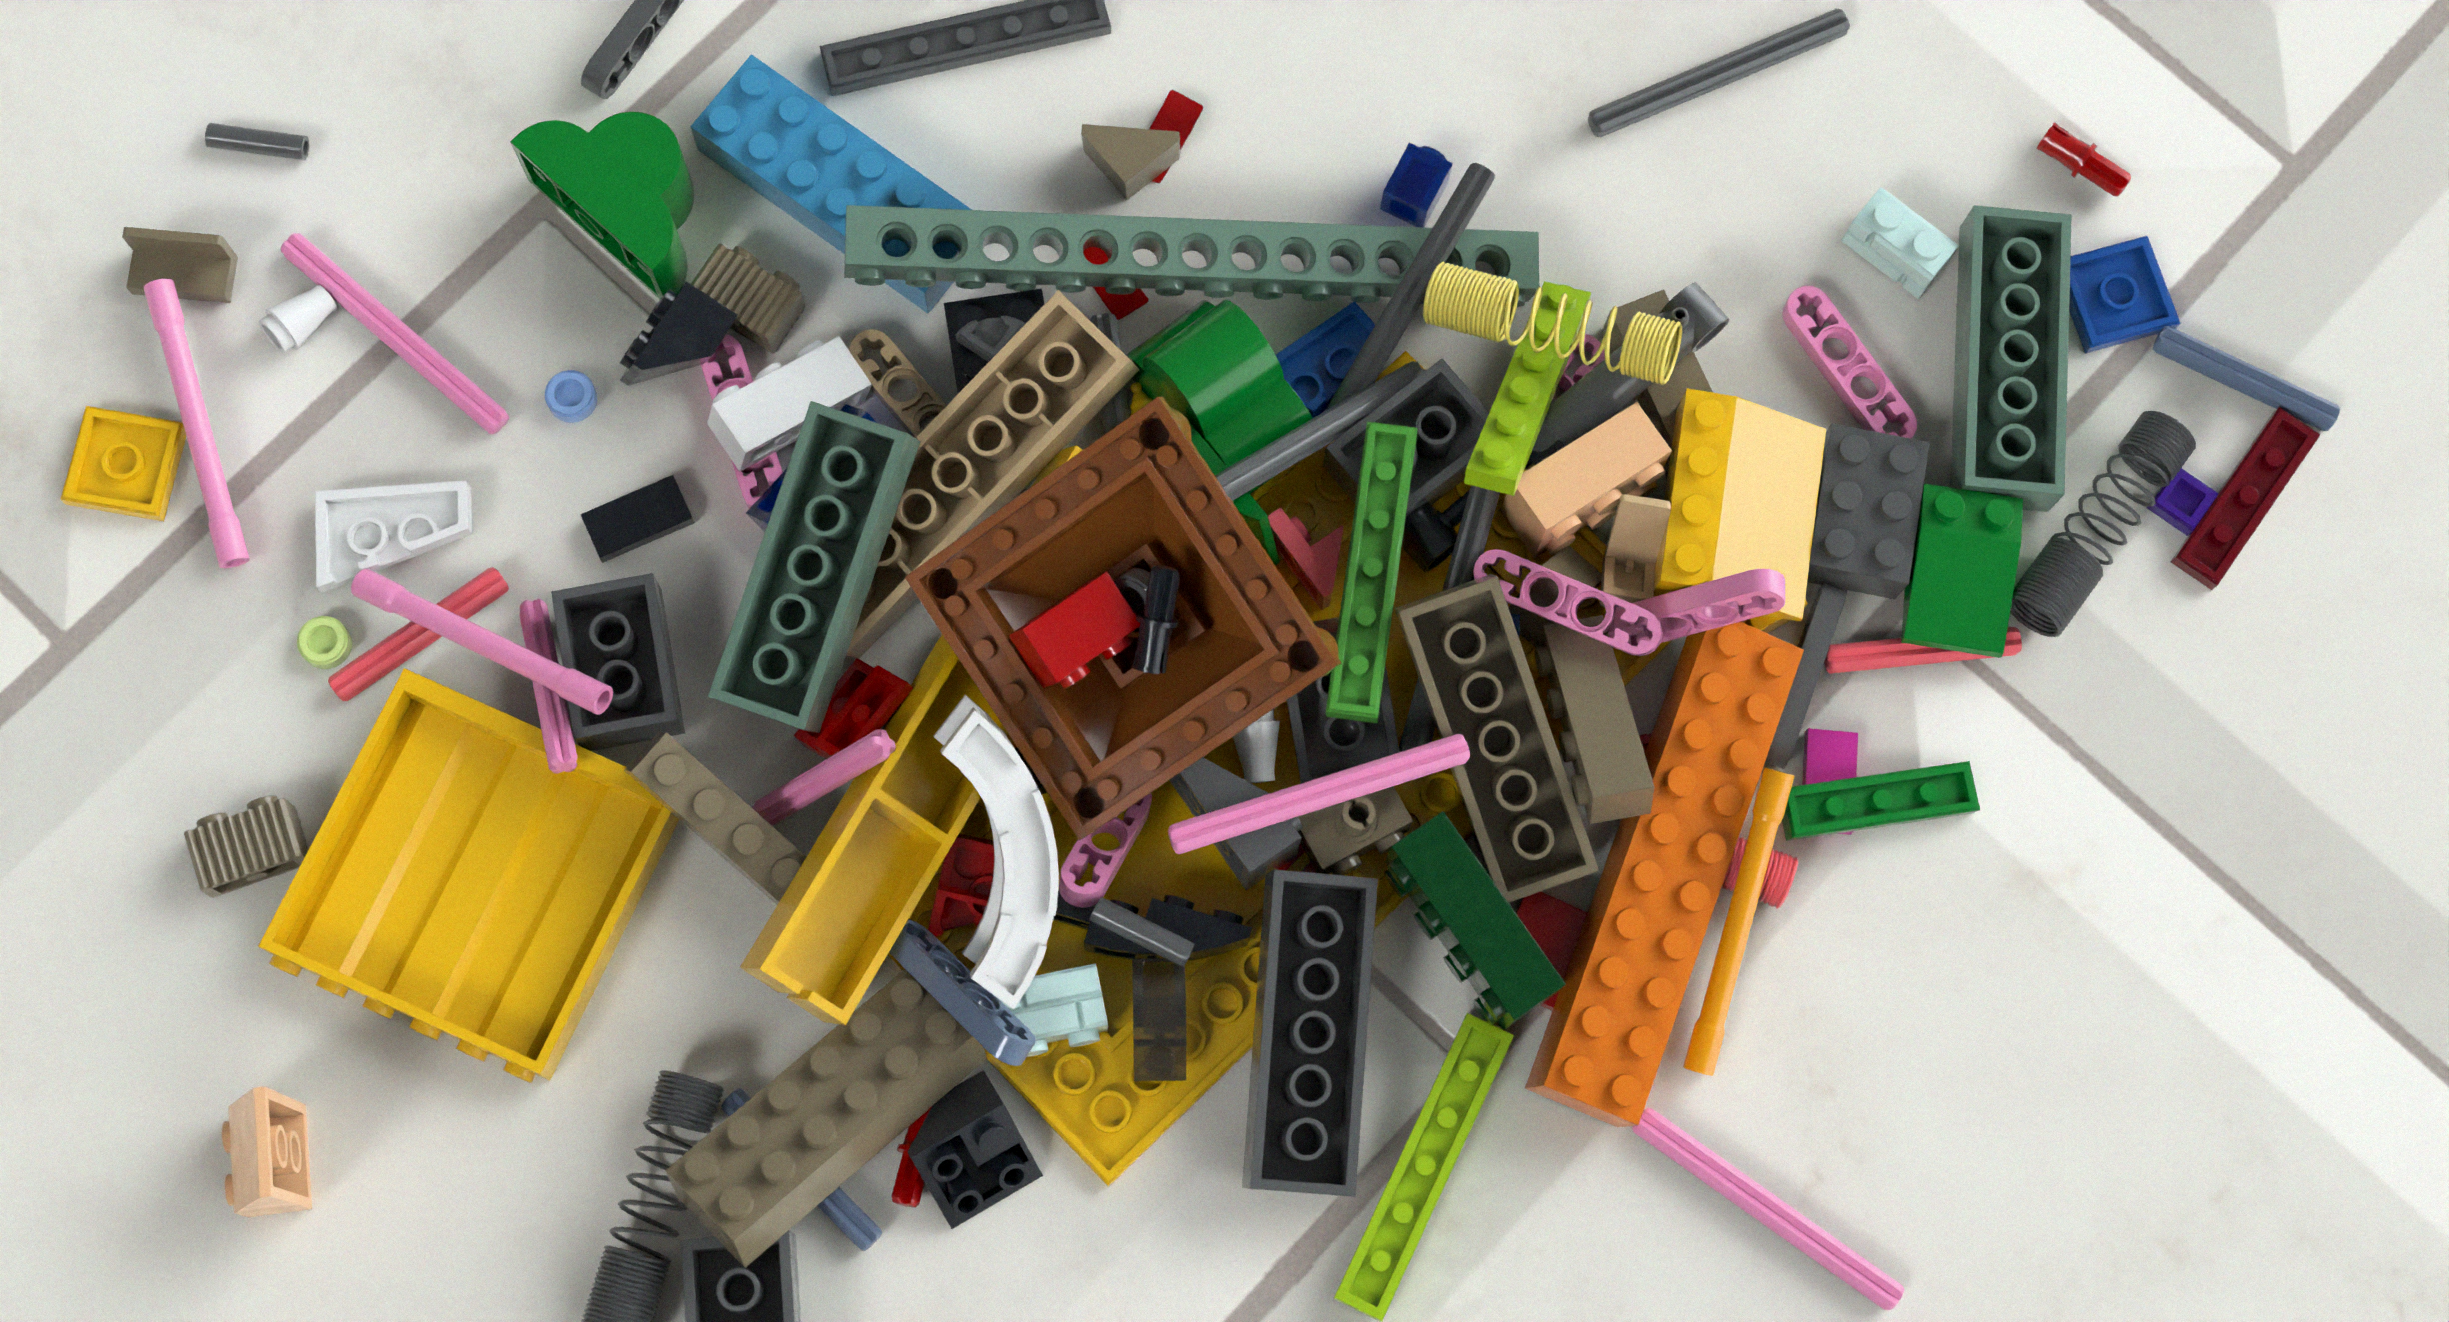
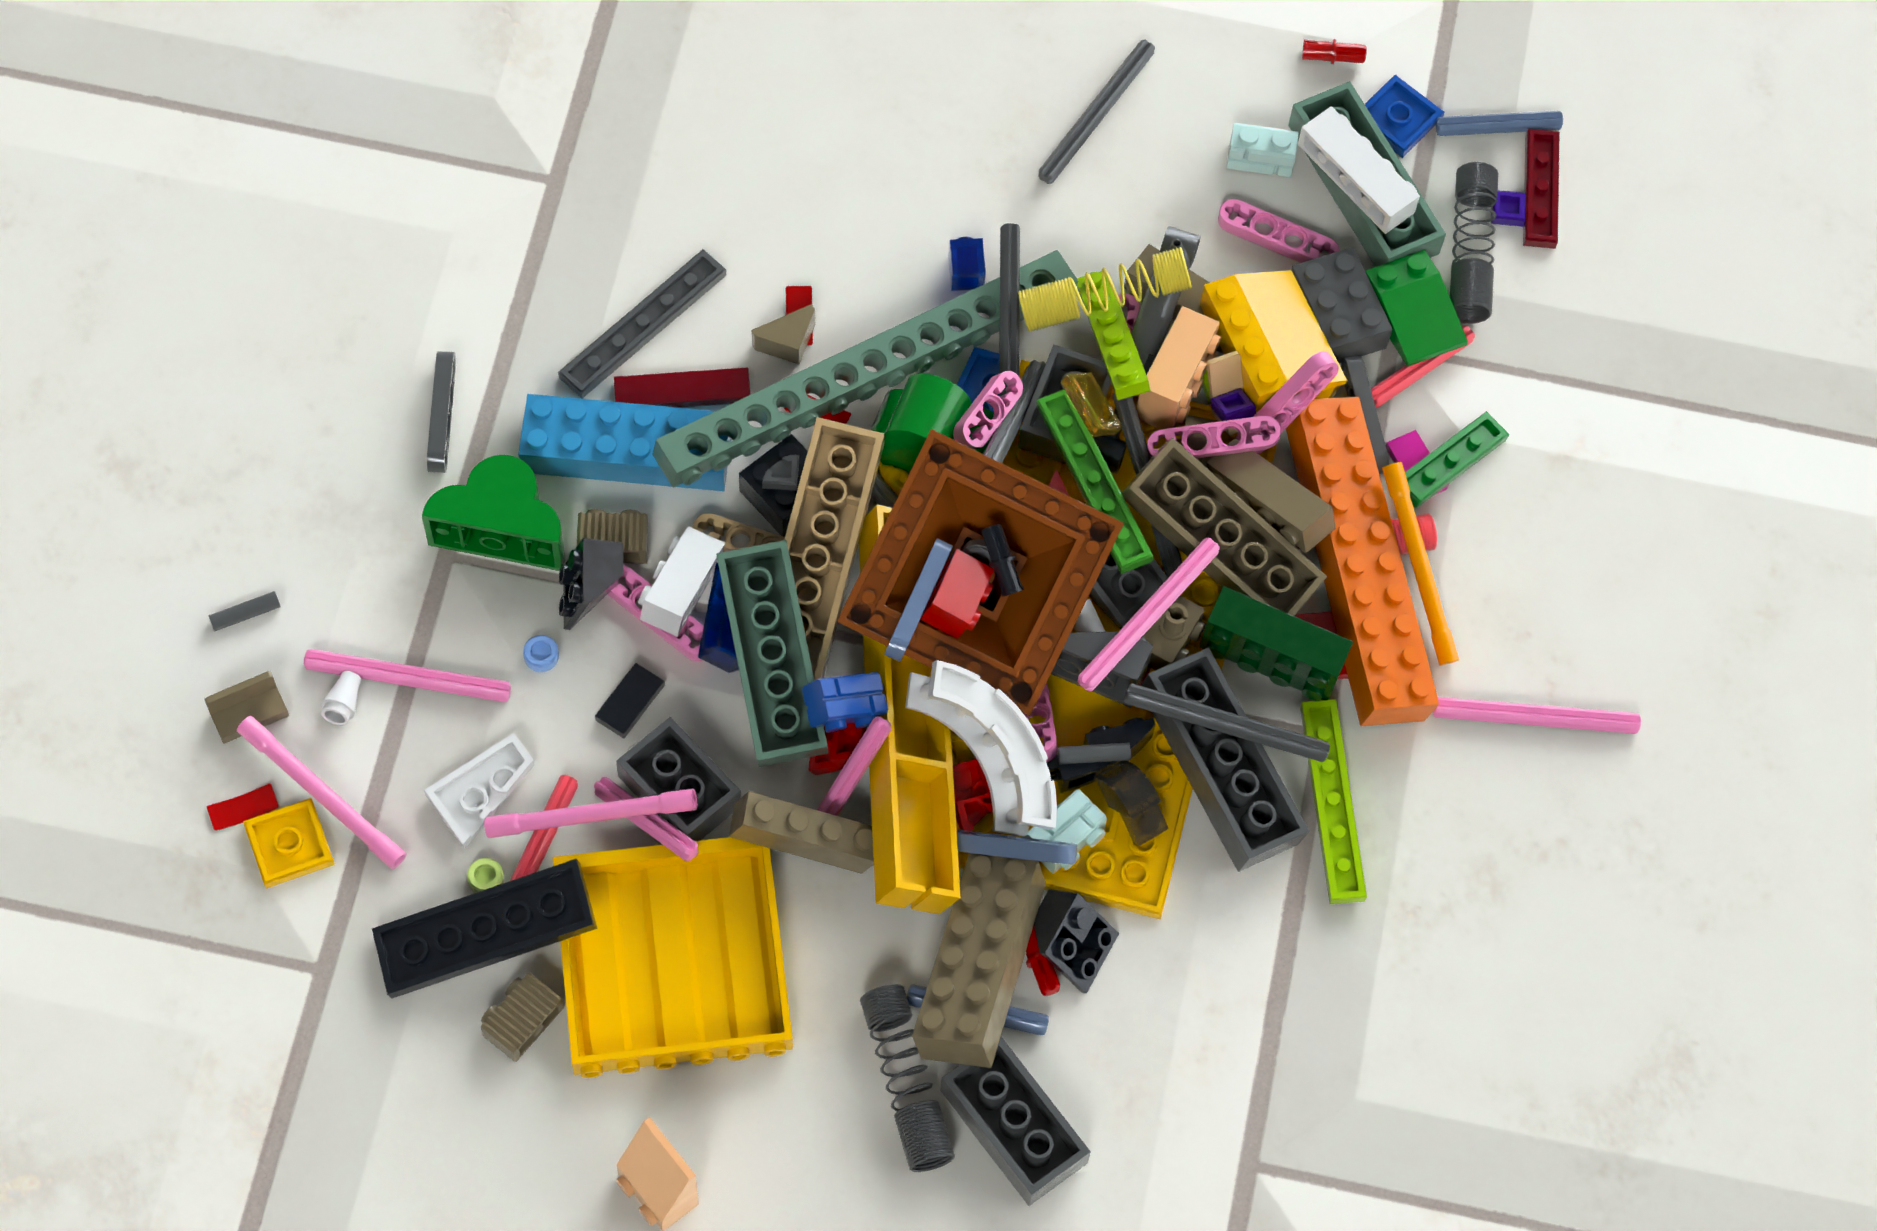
camera: 30 degrees left, 10 degrees down
(101, 387) = (242, 807): none -> red sticker
(267, 711) = (484, 928): none -> black plate
(858, 685) = (845, 700): none -> blue brick
(958, 152) = (684, 388): none -> dark red tile
(1017, 610) = (918, 600): none -> sand blue beam
(1316, 406) = (1000, 405): none -> bright pink beam
(1334, 994) = (1227, 722): none -> dark grey axle
(1433, 467) = (1091, 404): none -> clear yellow tile
(1627, 571) = (1233, 405): none -> dark purple tile
(2000, 343) = (1358, 169): none -> white brick

